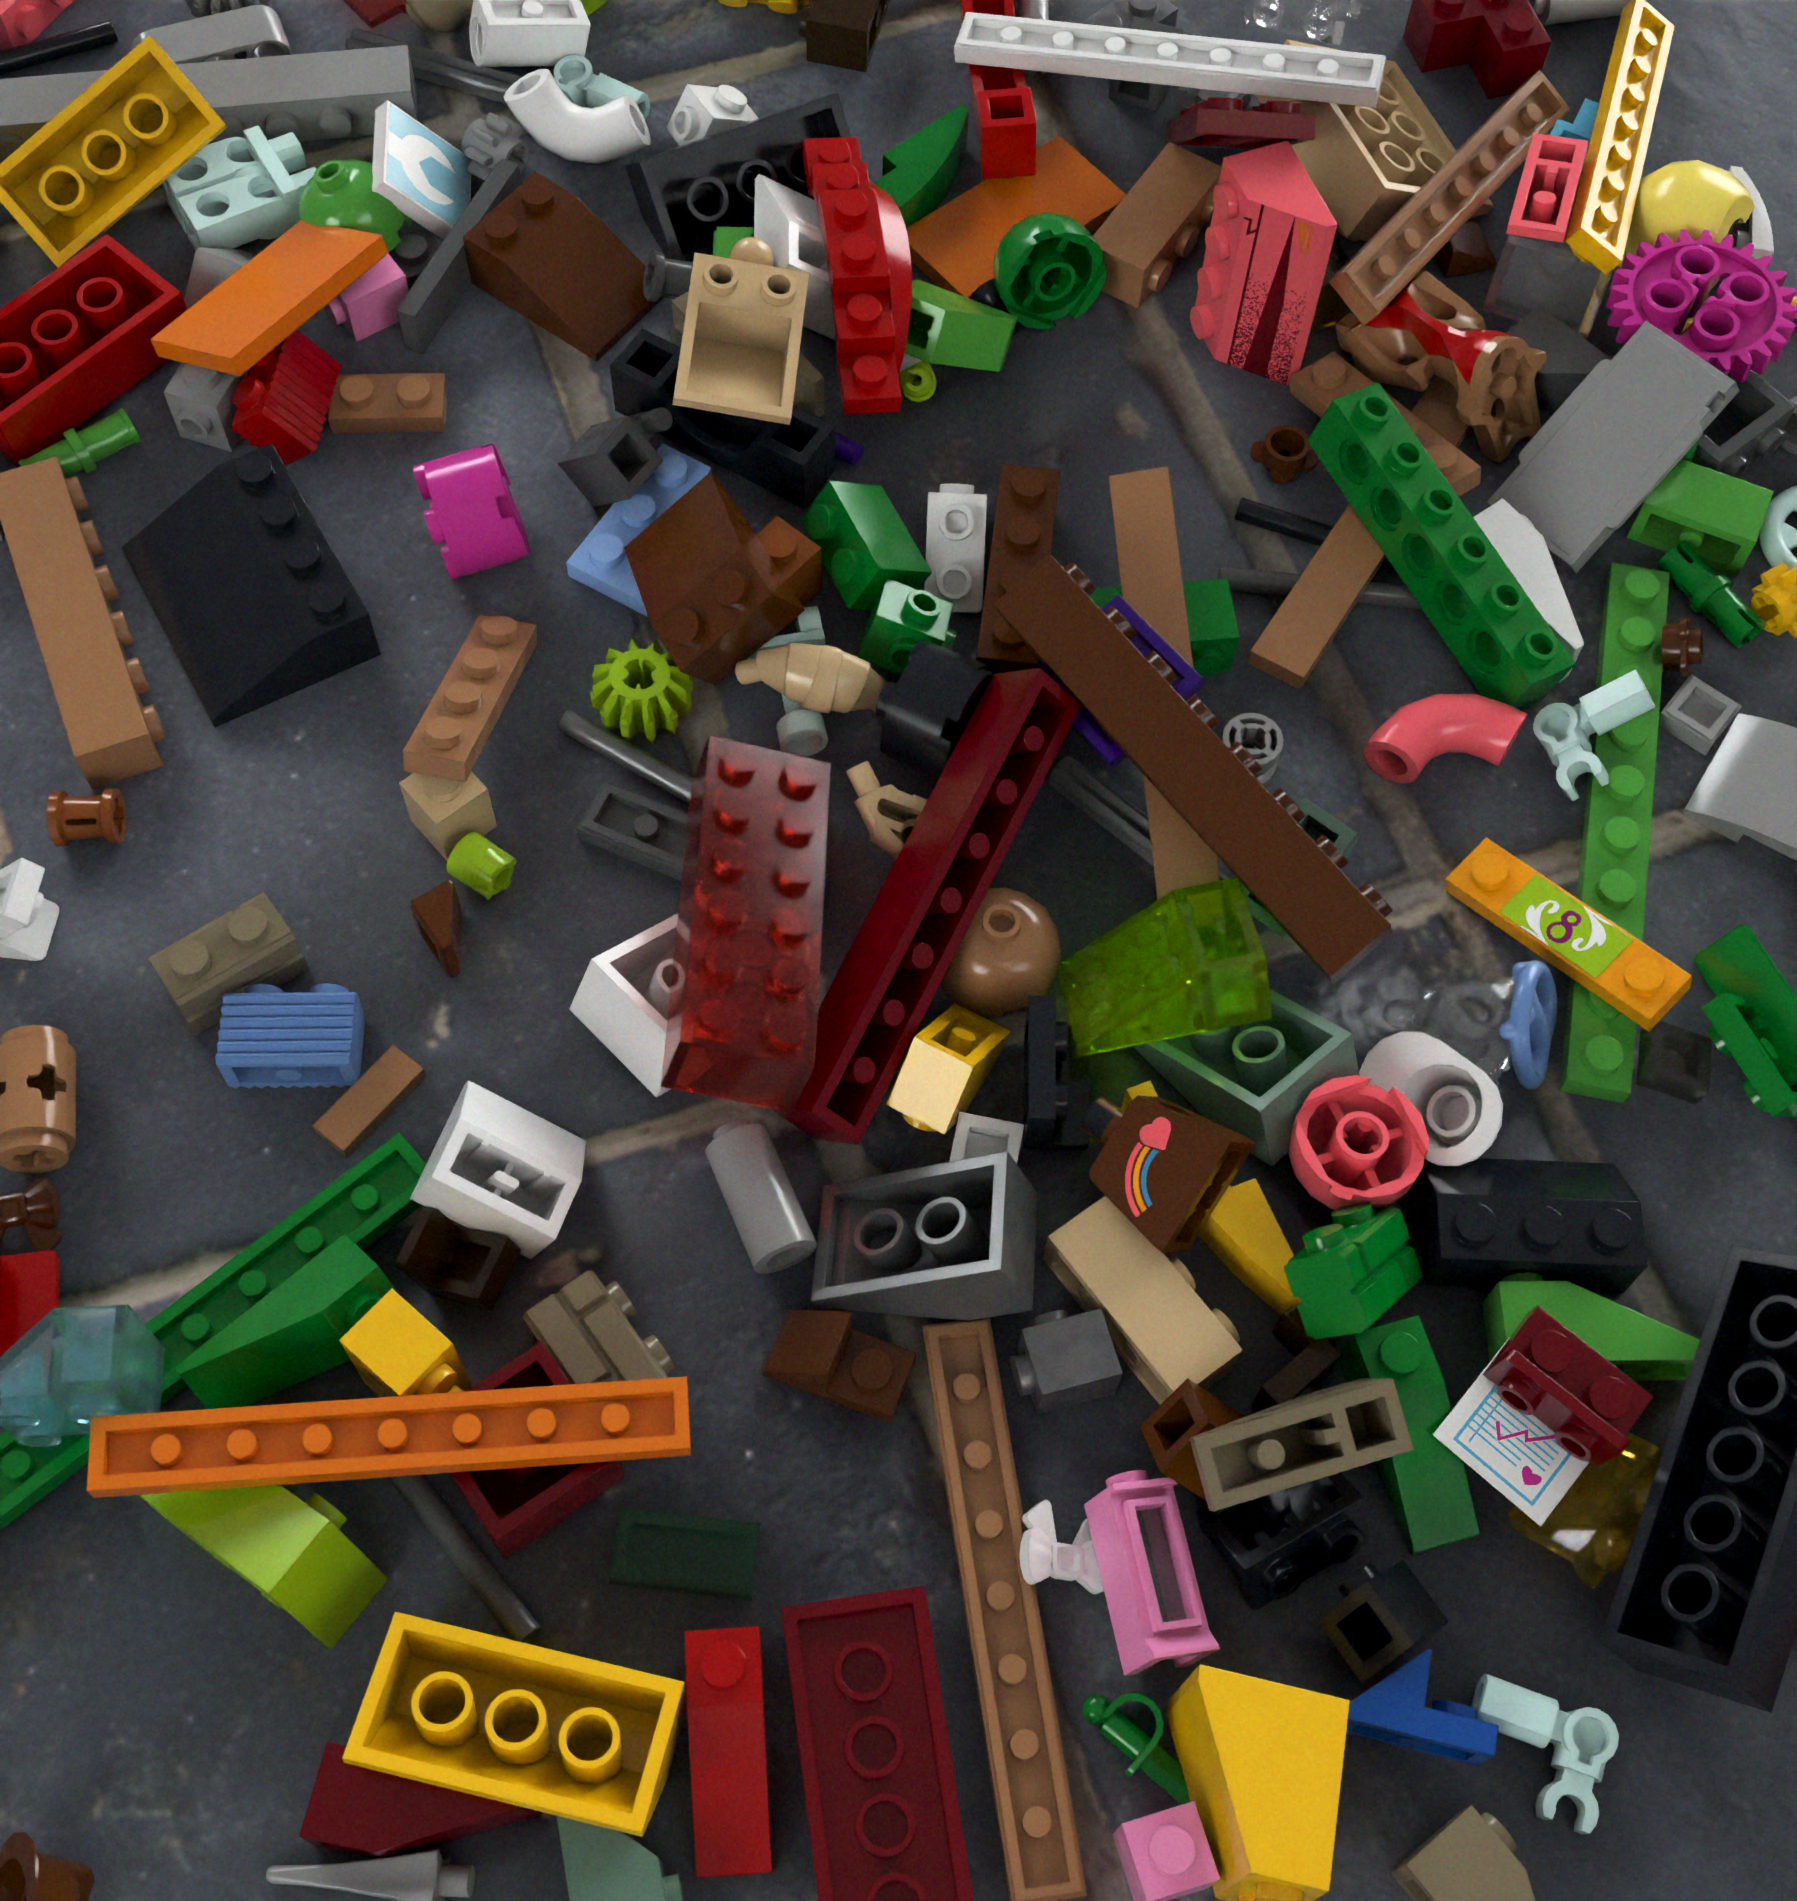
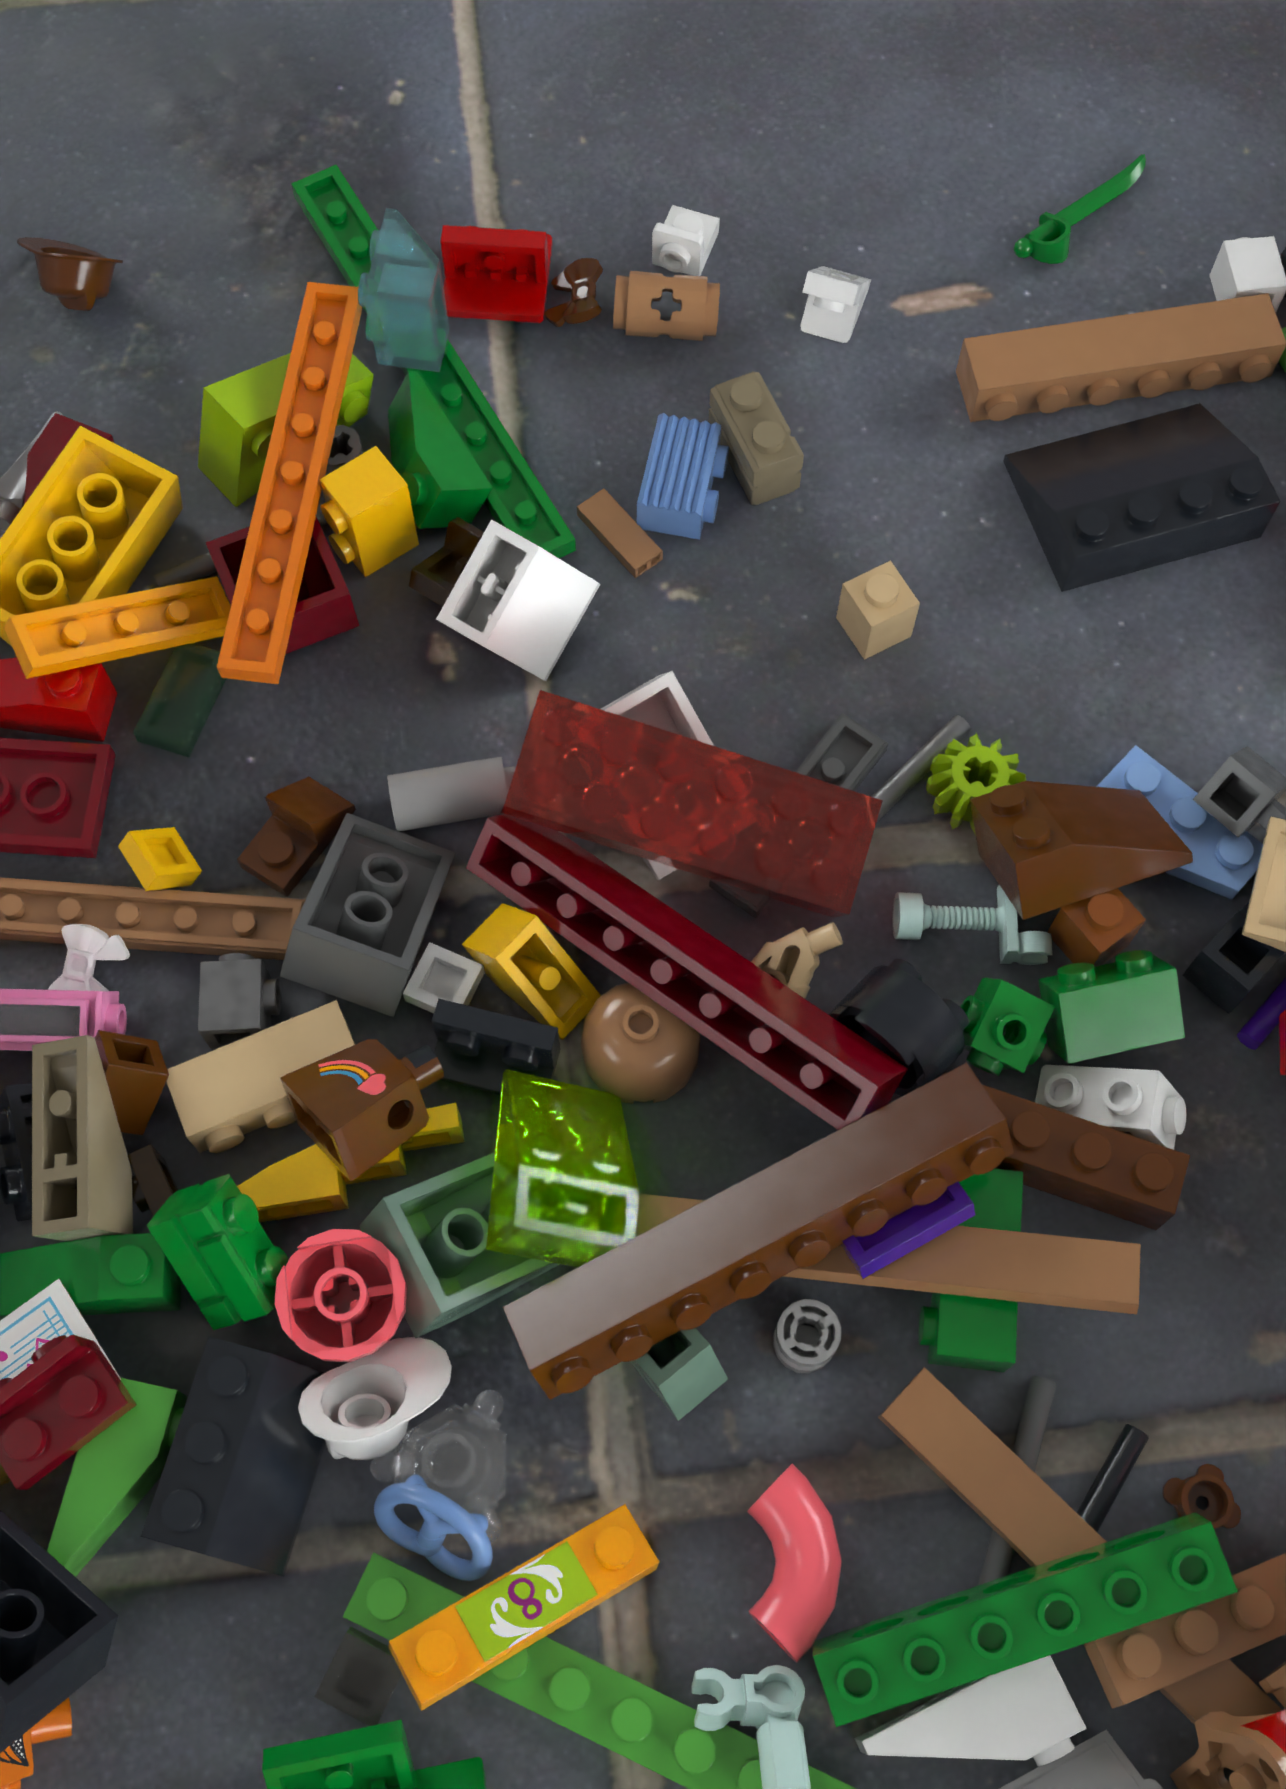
camera: 105 degrees right, 5 degrees up
(86, 817) = (917, 366): dark orange bush -> none
(439, 924) = (758, 593): reddish brown slope -> none
(470, 698) = (979, 633): medium nougat plate -> none
(472, 511) = (1192, 662): dark pink brick -> none
(481, 865) = (817, 632): lime hose -> none
(592, 1336) = (351, 654): dark tan brick -> none
(633, 1619) = (118, 626): none -> light orange plate
(815, 676) = (947, 925): tan piece -> none
(915, 1502) = (159, 858): none -> yellow plate

